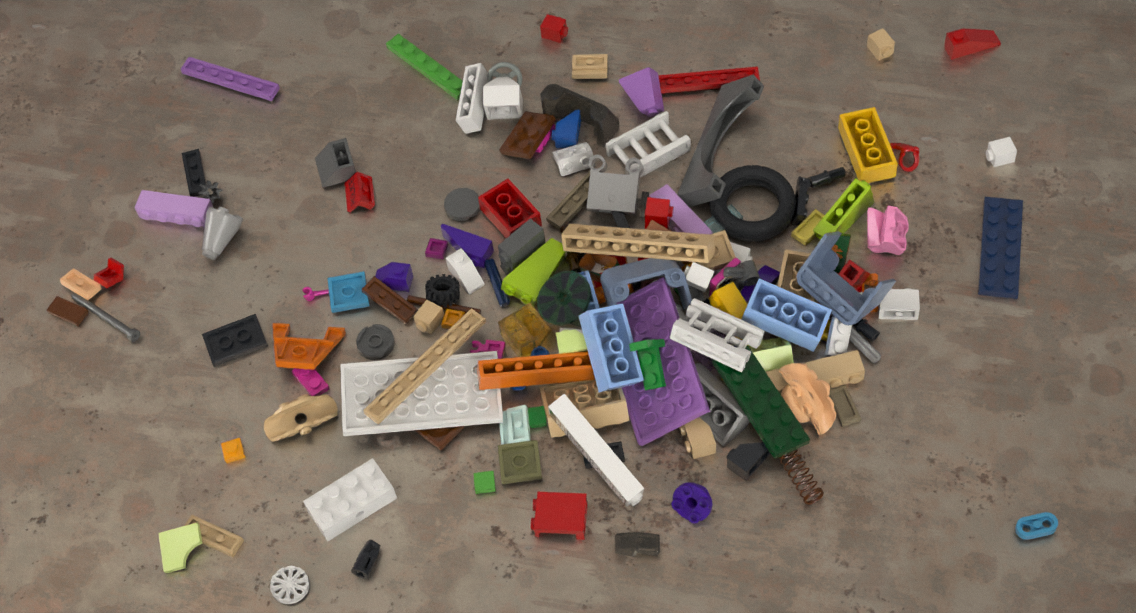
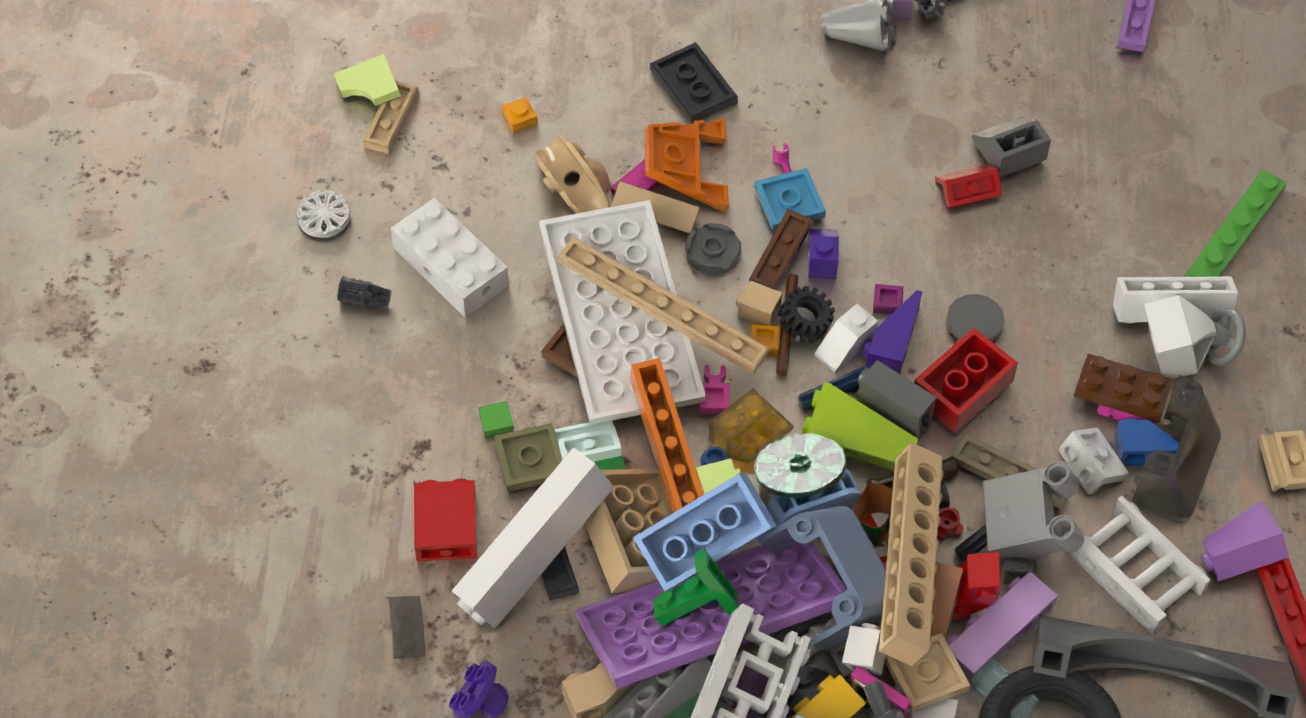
camera: 75 degrees right, 0 degrees up
(332, 377) = (667, 211): none -> tan tile

